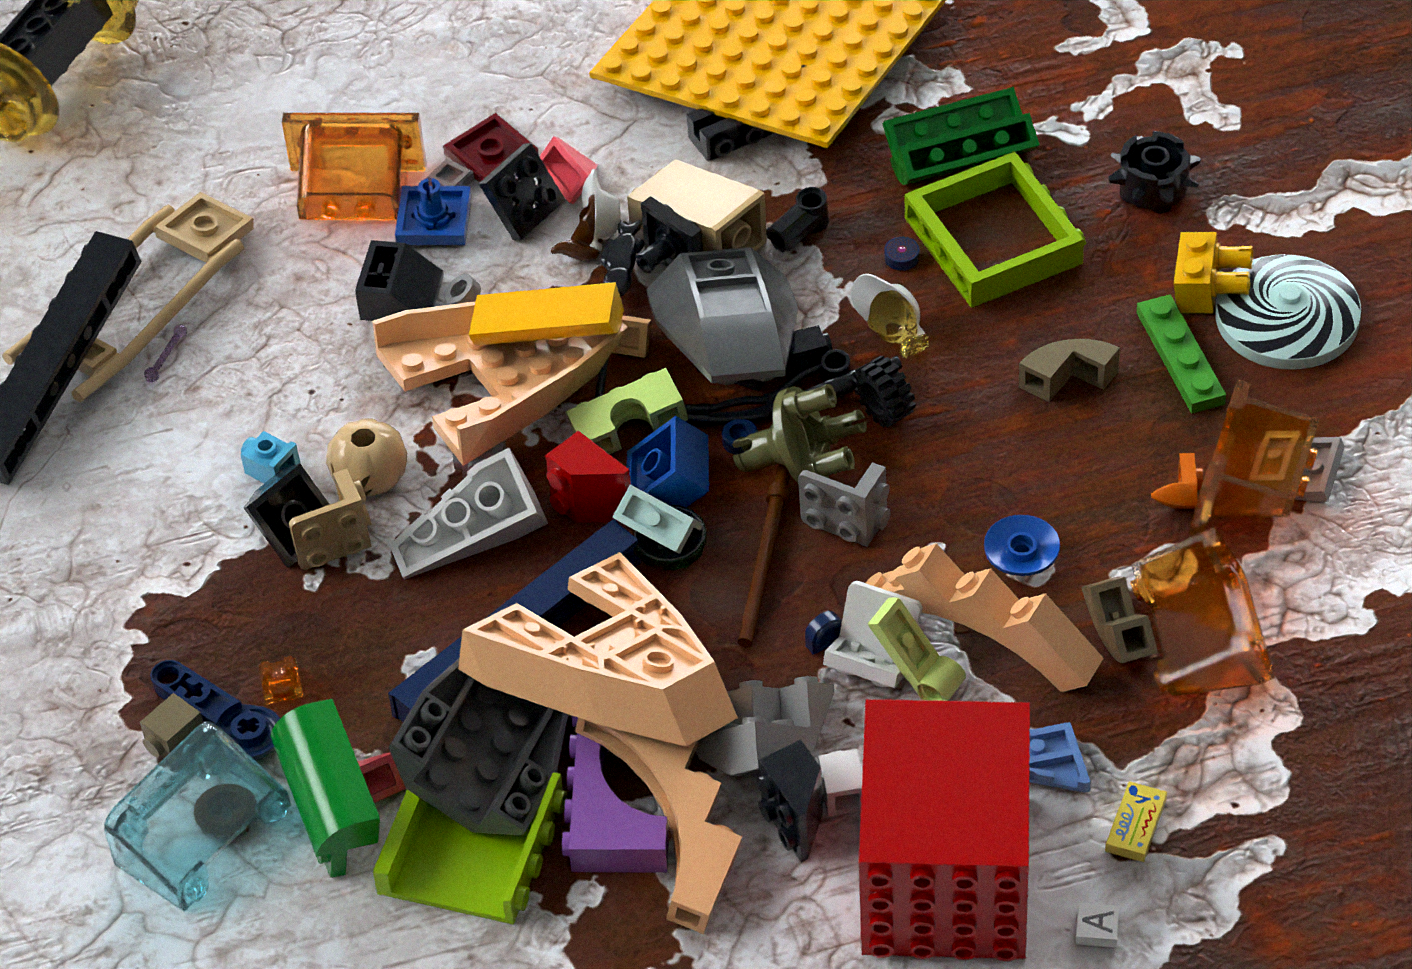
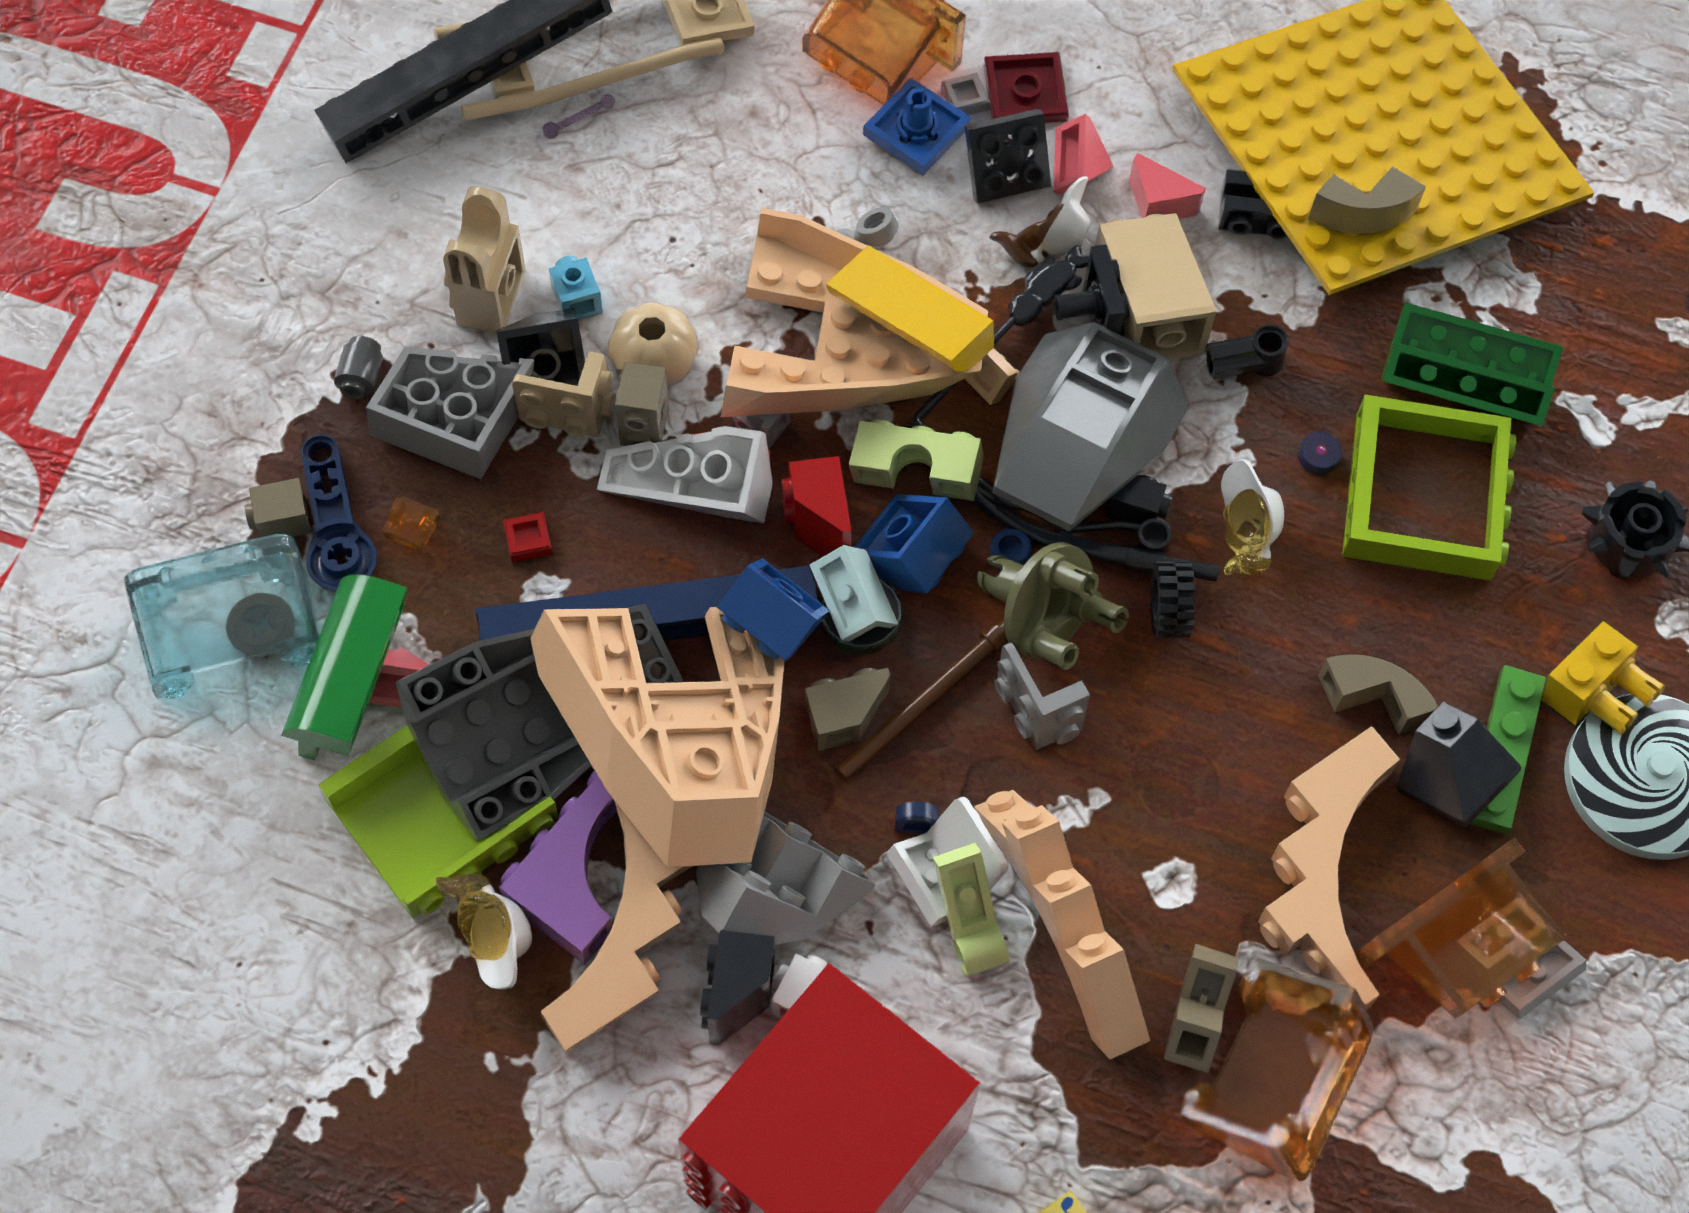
camera: 30 degrees right, 15 degrees up
(147, 604) = (358, 367): none -> dark grey brick
(194, 471) = (484, 262): none -> tan brick
(245, 585) = (447, 407): none -> light grey wedge
(378, 637) = (527, 537): none -> red tile
(394, 493) = (642, 404): none -> dark tan brick
(395, 281) = (823, 179): black slope -> none
(584, 882) = (491, 925): none -> clear yellow hair
(617, 549) = (771, 610): none -> blue slope
(647, 154) = (1163, 190): none -> coral slope
(711, 597) = (845, 707): none -> dark tan slope
(804, 82) = (1353, 211): none -> dark tan brick
(1021, 534) = (1179, 839): blue dish -> none
(1057, 759) = (1014, 1104): medium blue wing -> none
(1113, 491) = (1310, 857): none -> light nougat arch
(1158, 375) = (1455, 765): none -> black slope
(1184, 493) = (1395, 902): orange plate -> none

